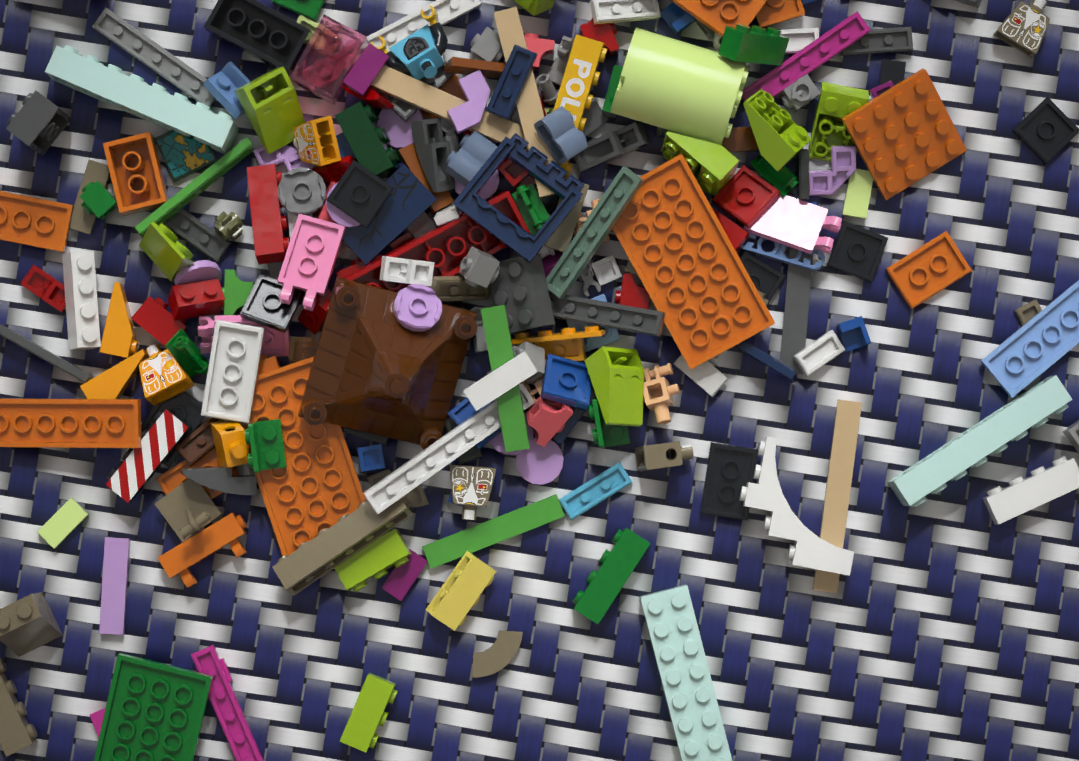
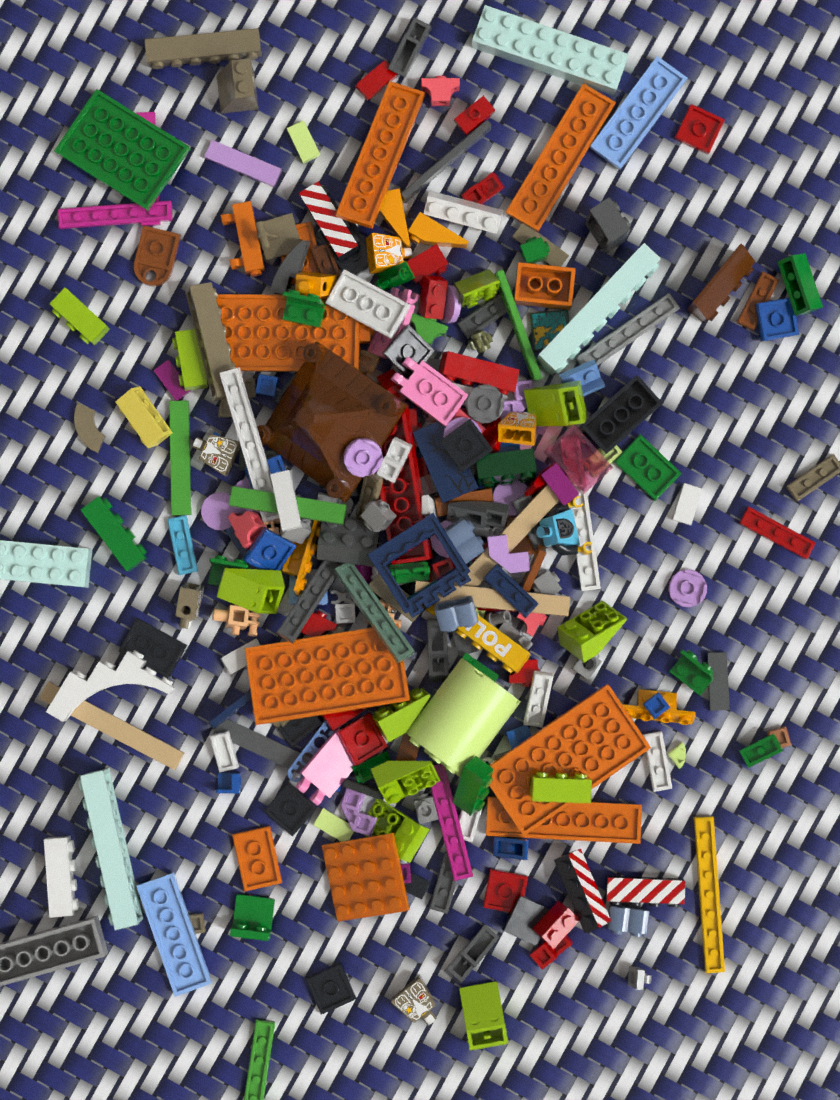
camera: 105 degrees right, 0 degrees up
(260, 649) = (157, 254): none -> dark orange tile
(998, 249) = (253, 917): none -> green bracket

